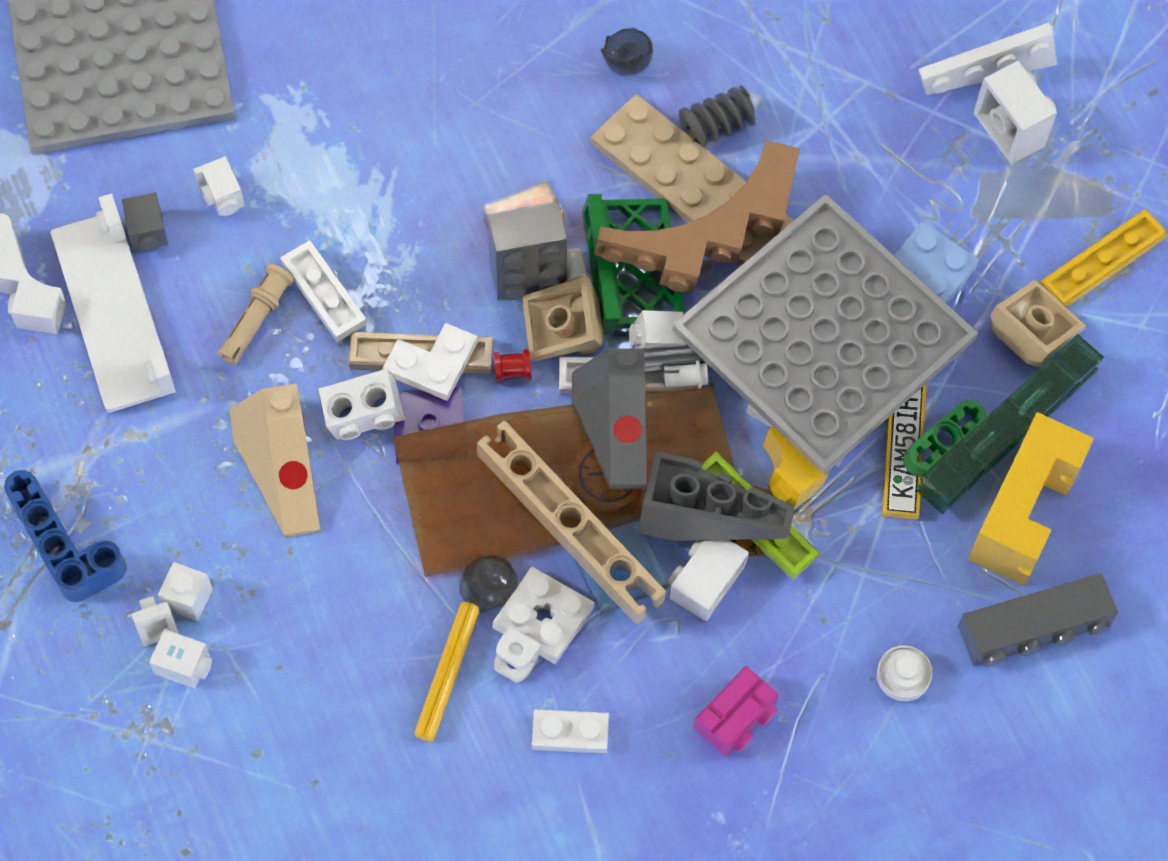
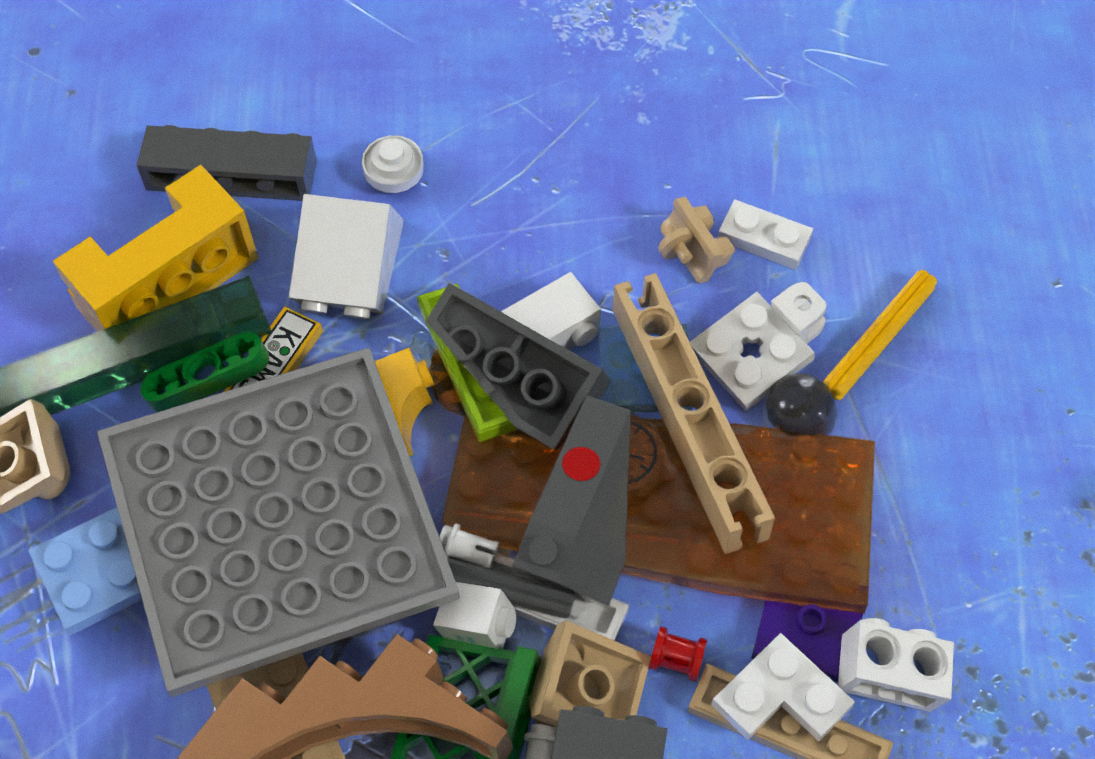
camera: 155 degrees left, 5 degrees down
(274, 446) = (1017, 662): tan wedge -> none
(611, 684) = (689, 239): none -> tan hips
(736, 712) = (584, 184): dark pink brick -> none
(894, 571) = (344, 255): none -> white slope

